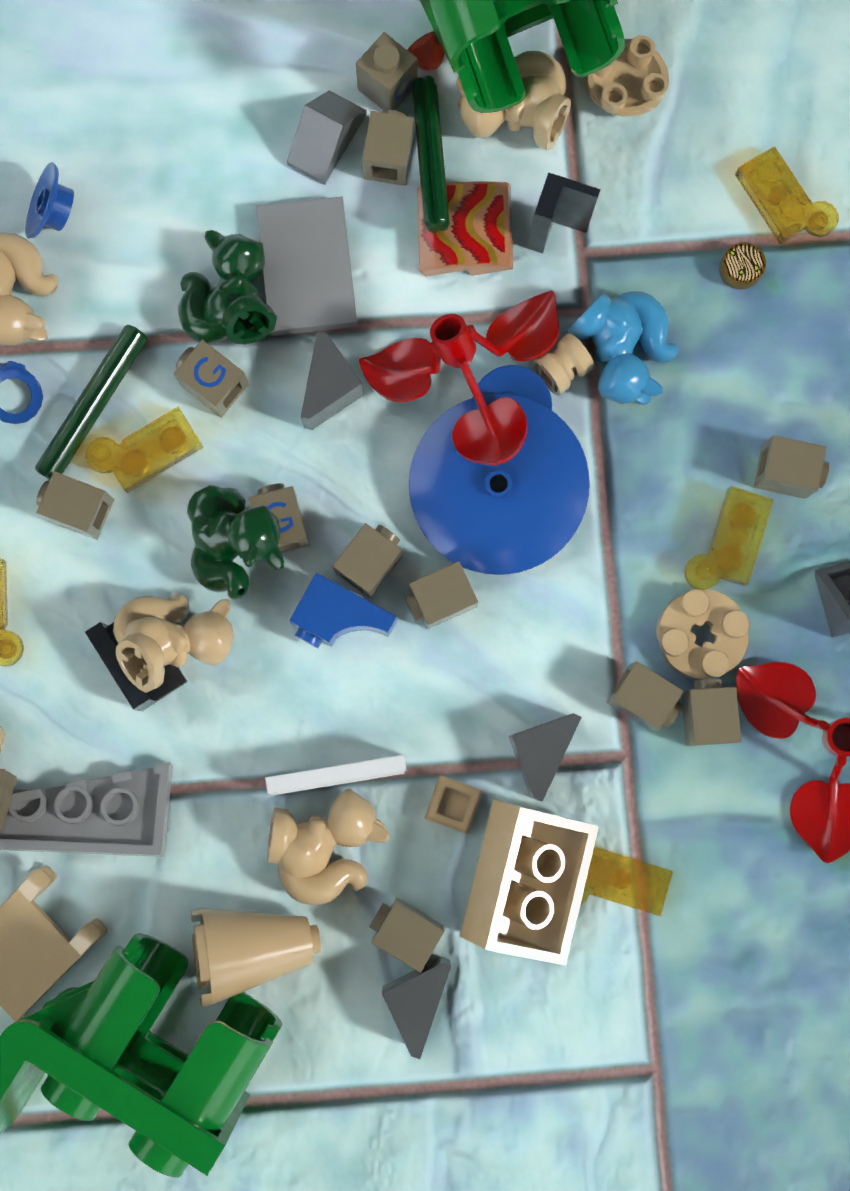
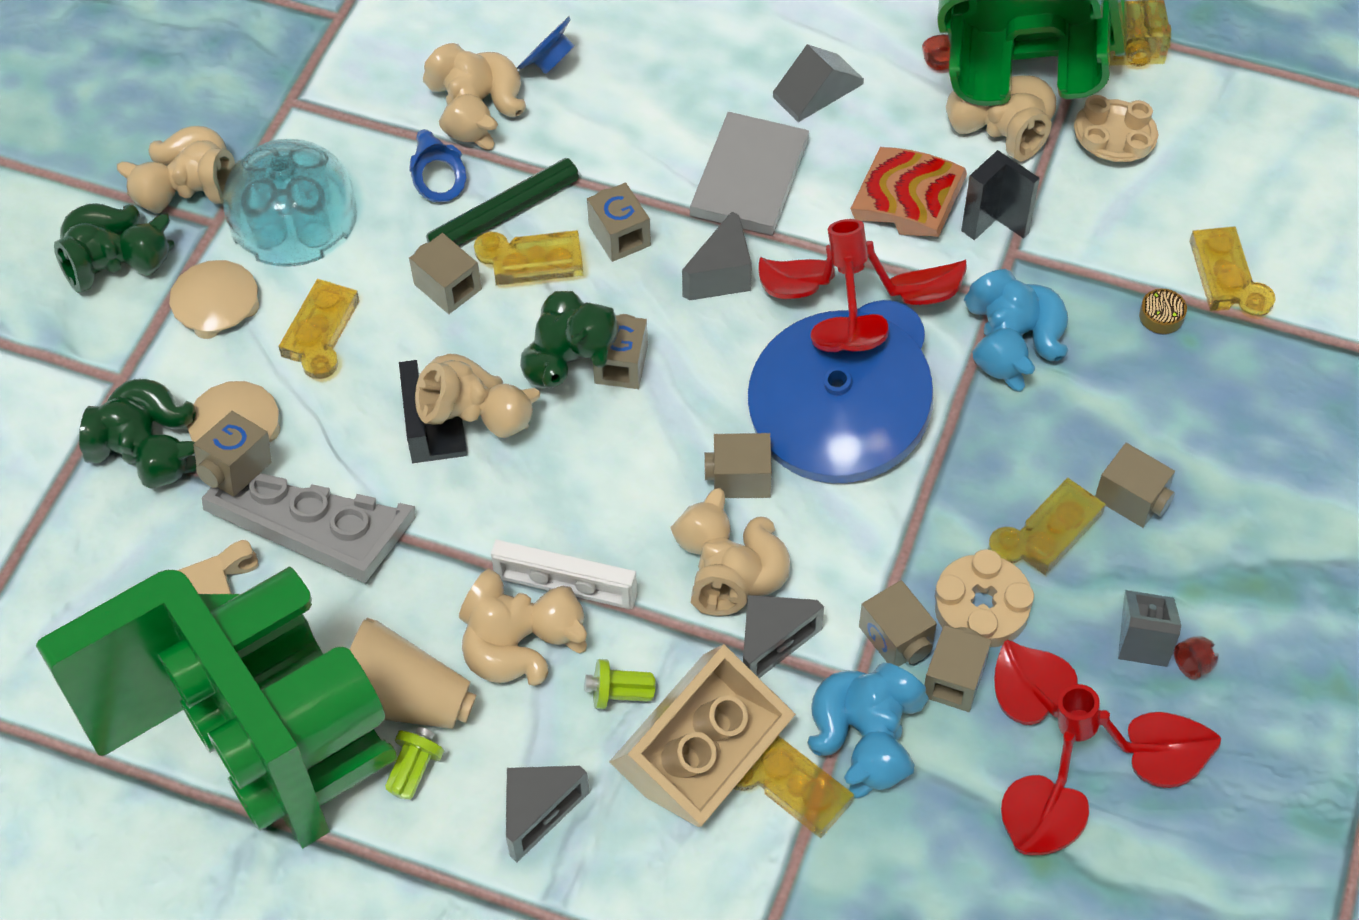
camera: 30 degrees right, 25 degrees down
(232, 305) = (668, 170): dark green animal -> none
(291, 1000) = (412, 761): none -> lime piece
(332, 611) = (634, 442): blue arch -> none
(369, 558) = (686, 411): dark tan brick -> none
(386, 72) = (894, 53): dark tan brick -> none
(388, 147) = (868, 108): dark tan brick -> none
(406, 933) = (559, 734): dark tan brick -> none
(430, 154) = (903, 123): dark green axle -> none
(433, 858) = (618, 685): none -> lime piece
(453, 804) = (663, 651): tan tile -> none
(481, 706) = (726, 568): none -> tan animal
(563, 364) = (949, 323): tan wheel -> none
(660, 788) = (874, 707): none -> dark azure animal

